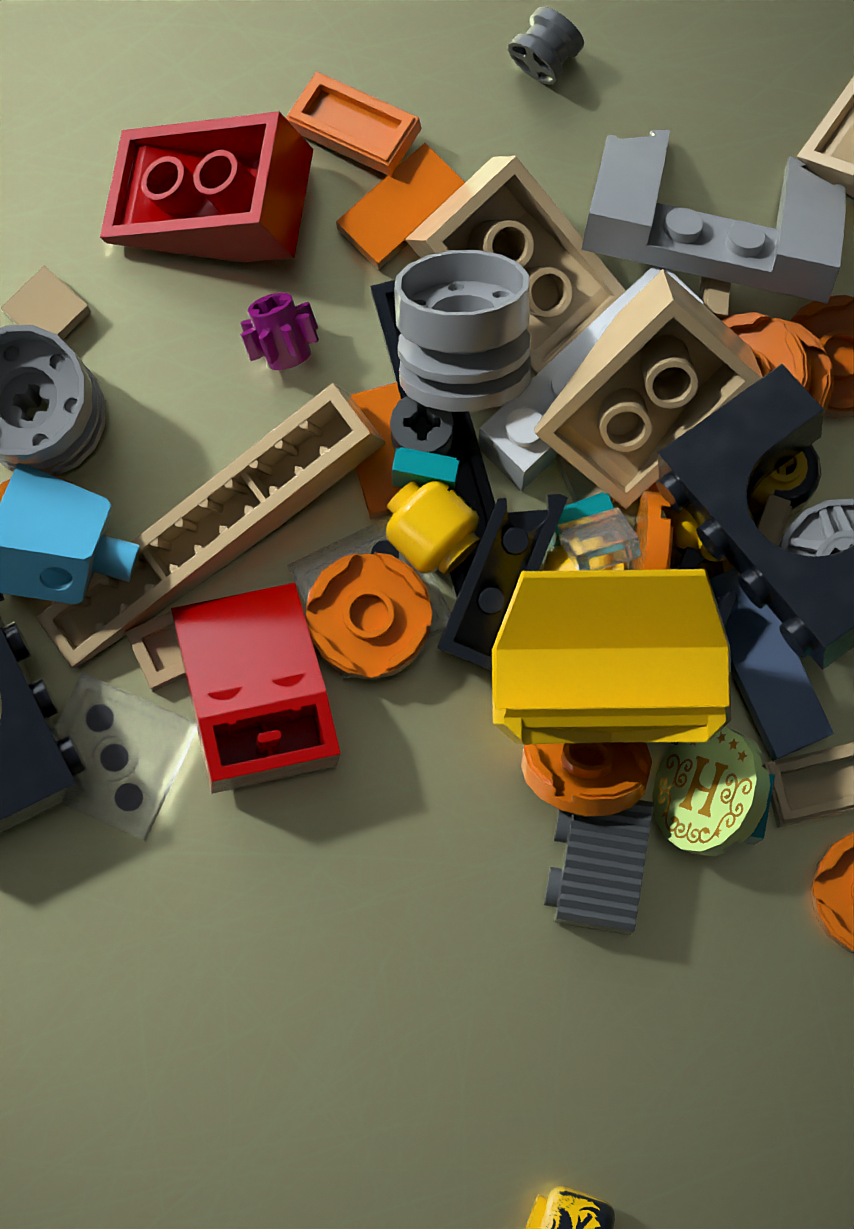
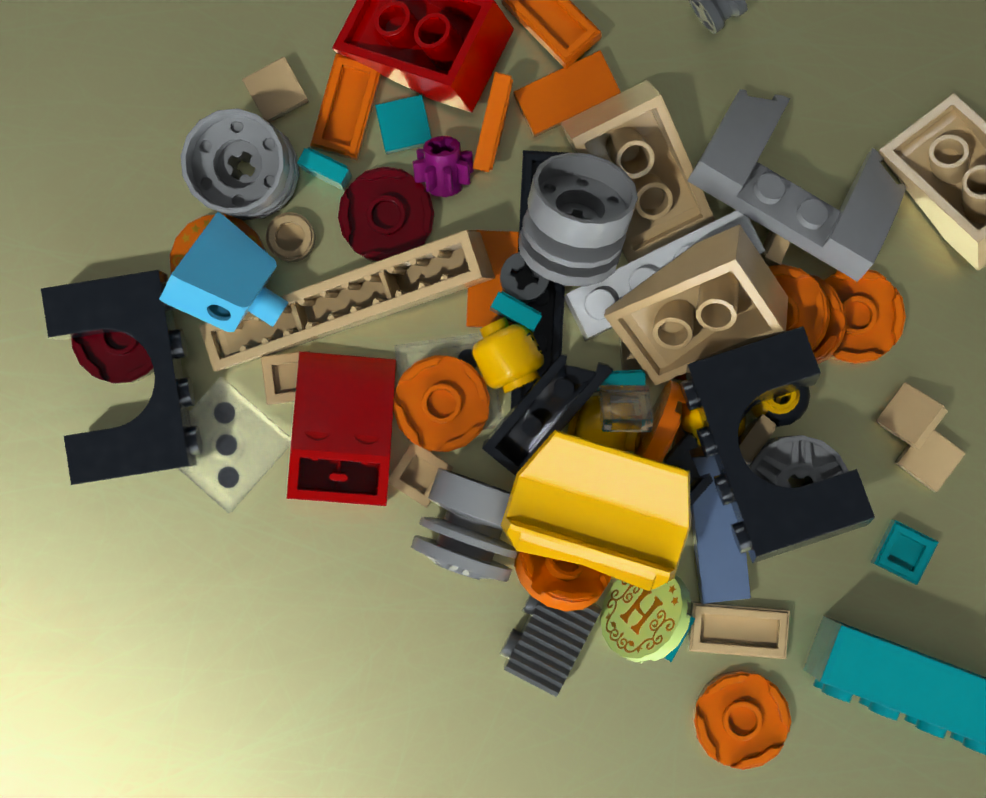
camera: 20 degrees right, 10 degrees up
(118, 476) = (290, 237): none -> tan tile
(135, 379) = (325, 168): none -> teal tile
(138, 305) = (345, 108): none -> orange tile
(214, 301) = (403, 124): none -> teal tile
(223, 410) = (385, 213): none -> dark red tile
(323, 257) = (493, 122): none -> orange tile
(370, 714) = (417, 473): none -> tan tile
(455, 751) = (470, 527): none -> light grey wheel

